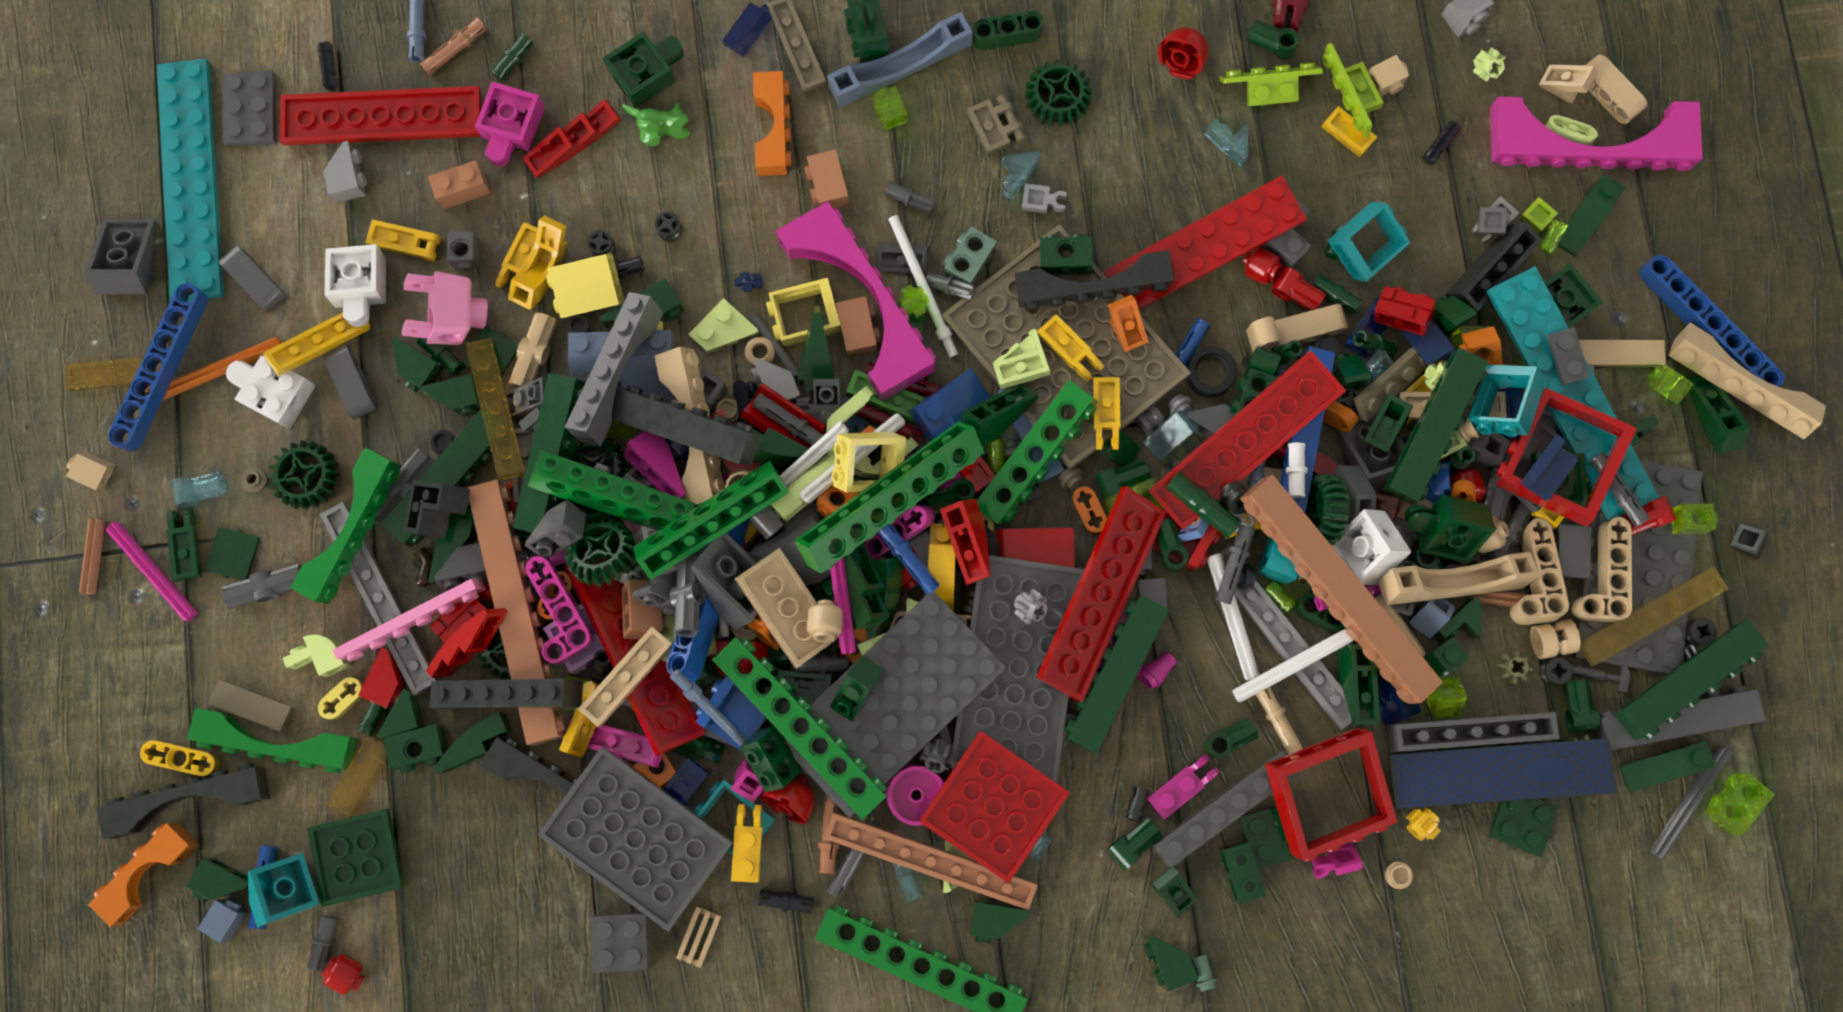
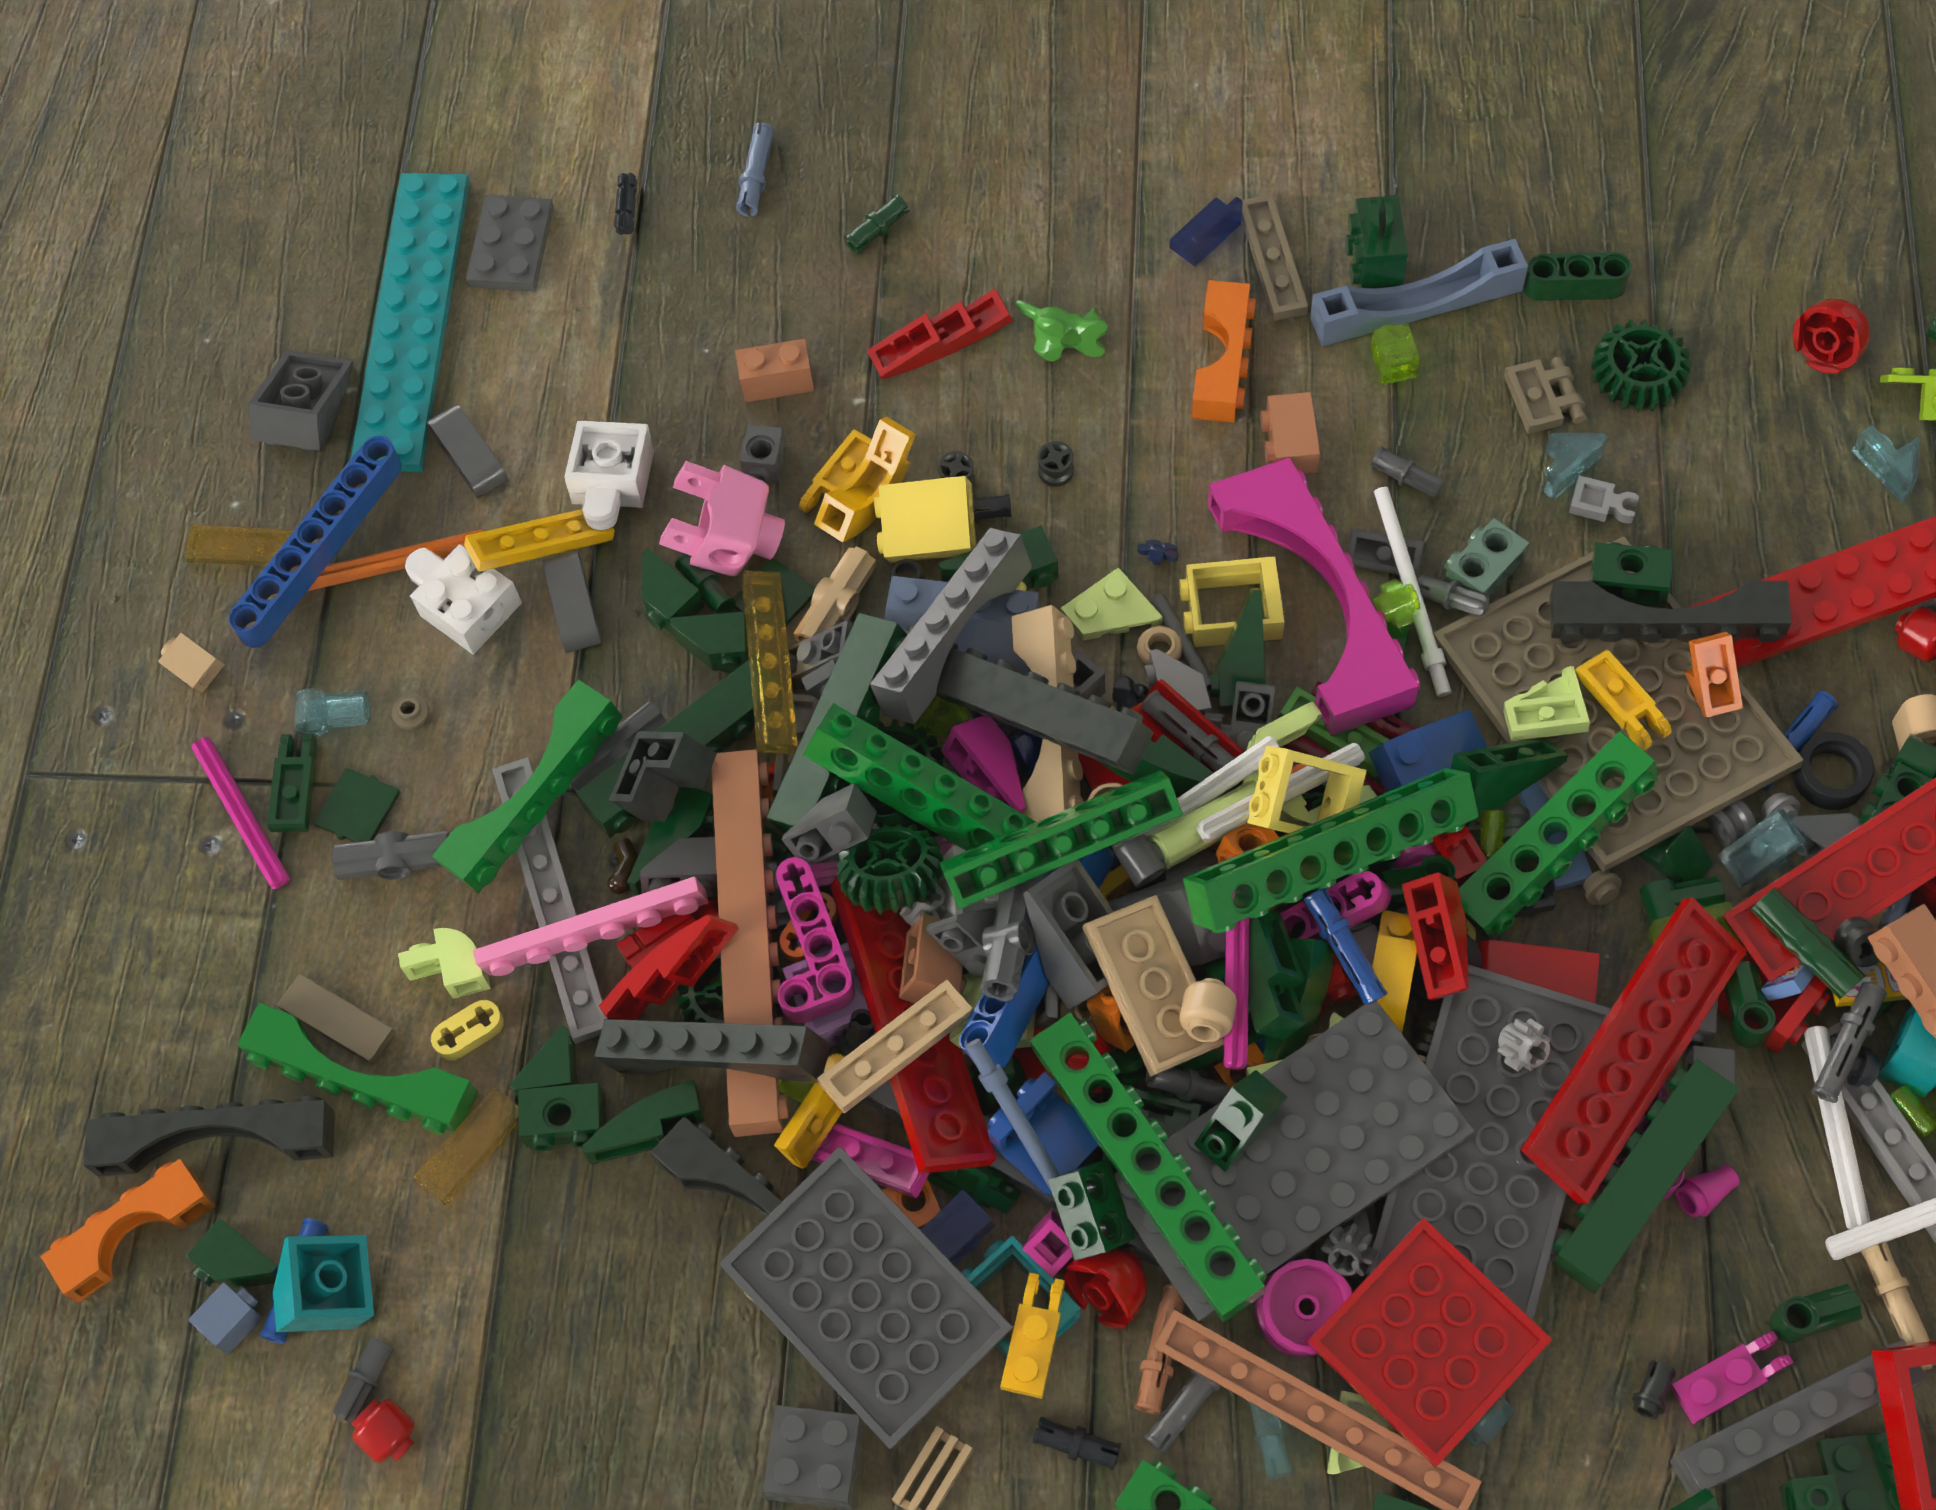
camera: 15 degrees right, 15 degrees down
(92, 556) = (163, 779): nougat axle -> none
(191, 755) = (208, 1062): yellow beam -> none
(295, 457) = (463, 704): dark green gear -> none
(343, 174) = (619, 338): light grey slope -> none
(355, 857) = (439, 1261): dark green plate -> none
(370, 719) = (504, 1064): dark green pin -> none
(379, 115) = (685, 272): red plate -> none
(383, 680) = (533, 1012): red slope -> none
(403, 240) = (685, 431): yellow plate -> none
(441, 441) = (681, 697): black plate -> none
(453, 46) = (812, 194): nougat pin -> none
(508, 121) = (858, 299): dark pink brick -> none
(643, 68) = (1054, 256): dark green brick -> none
(857, 327) = (1307, 632): nougat brick -> none
(1083, 512) = (1616, 942): orange beam -> none
(1107, 416) = (1672, 792): yellow hinge -> none
(1129, 847) = (1636, 1455): dark green piece -> none

